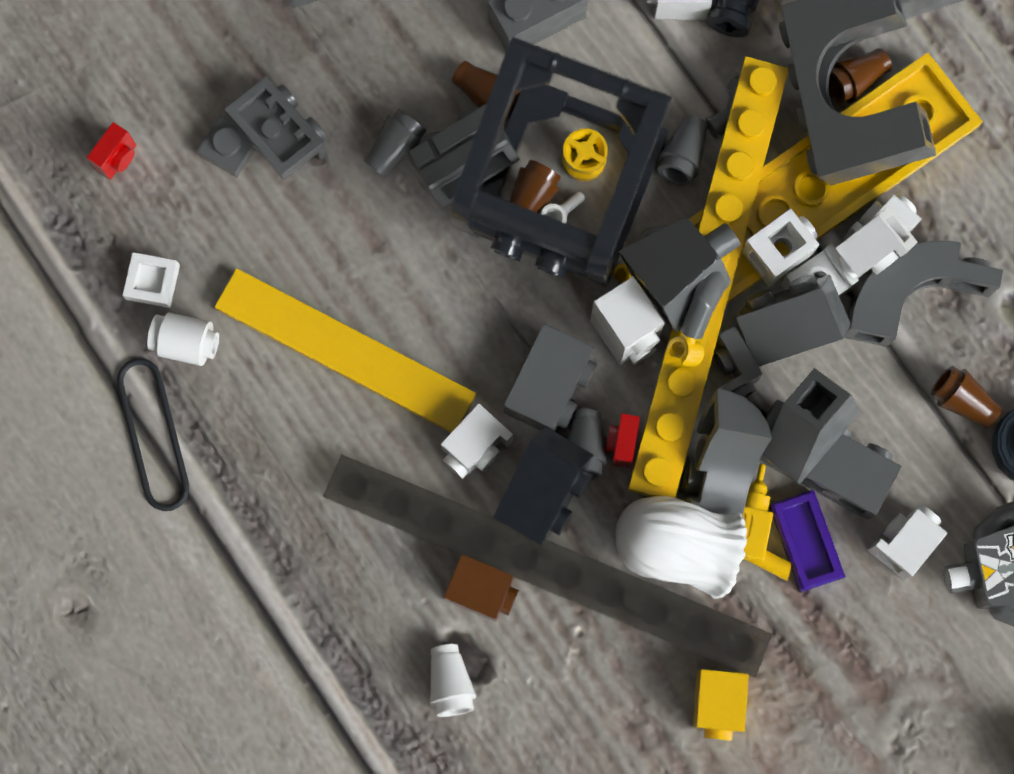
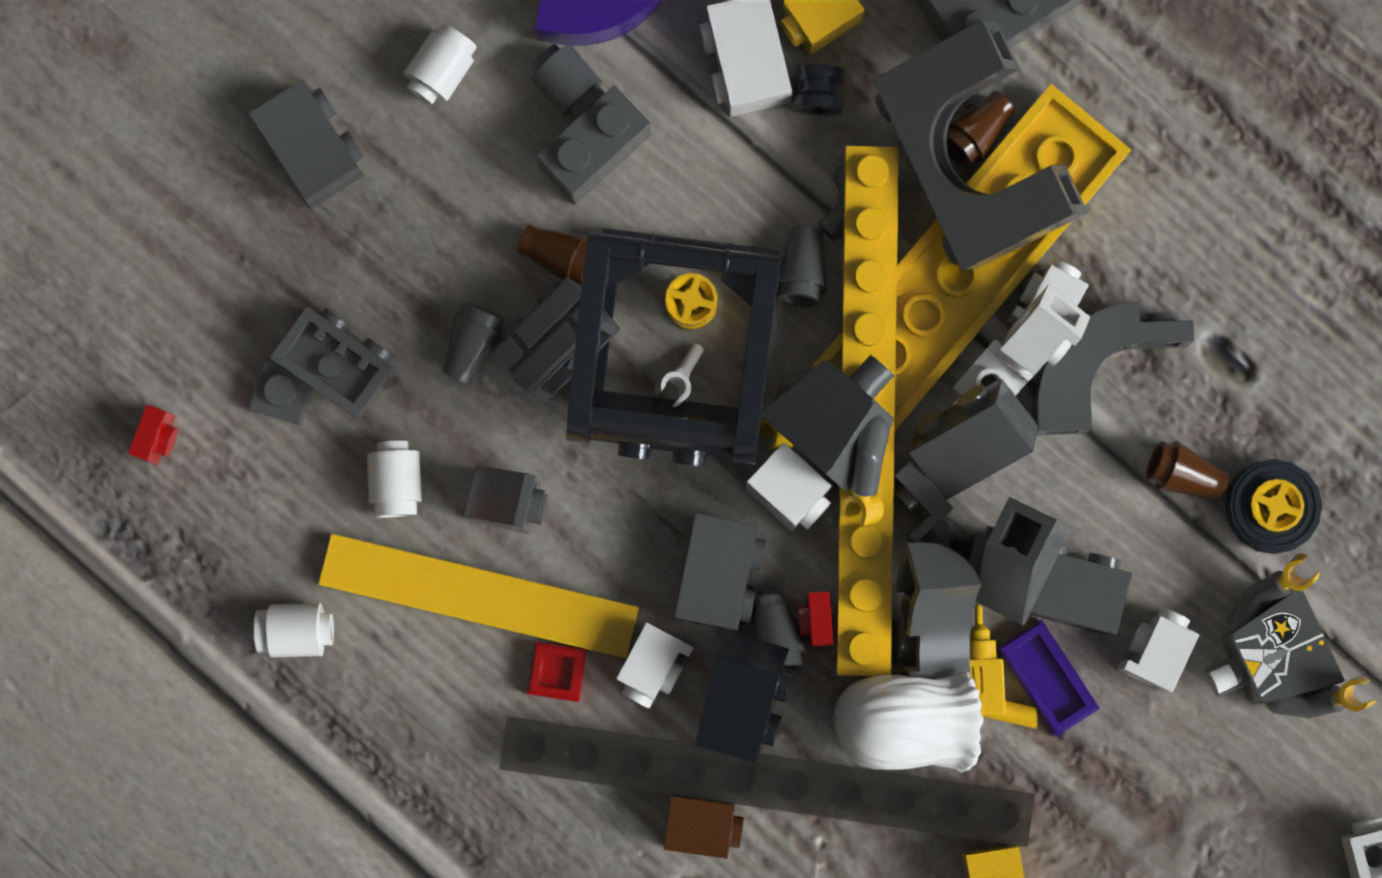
camera: 15 degrees left, 5 degrees up
(151, 280) = (238, 572): white plate -> none
(167, 412) = (268, 756): black piece -> none
(300, 237) = (394, 479): none -> white brick
(388, 274) = (506, 499): none -> dark grey slope
(393, 430) = (557, 672): none -> red tile
(534, 186) = (643, 365): reddish brown cone -> none
(787, 229) = (950, 336): white brick -> none

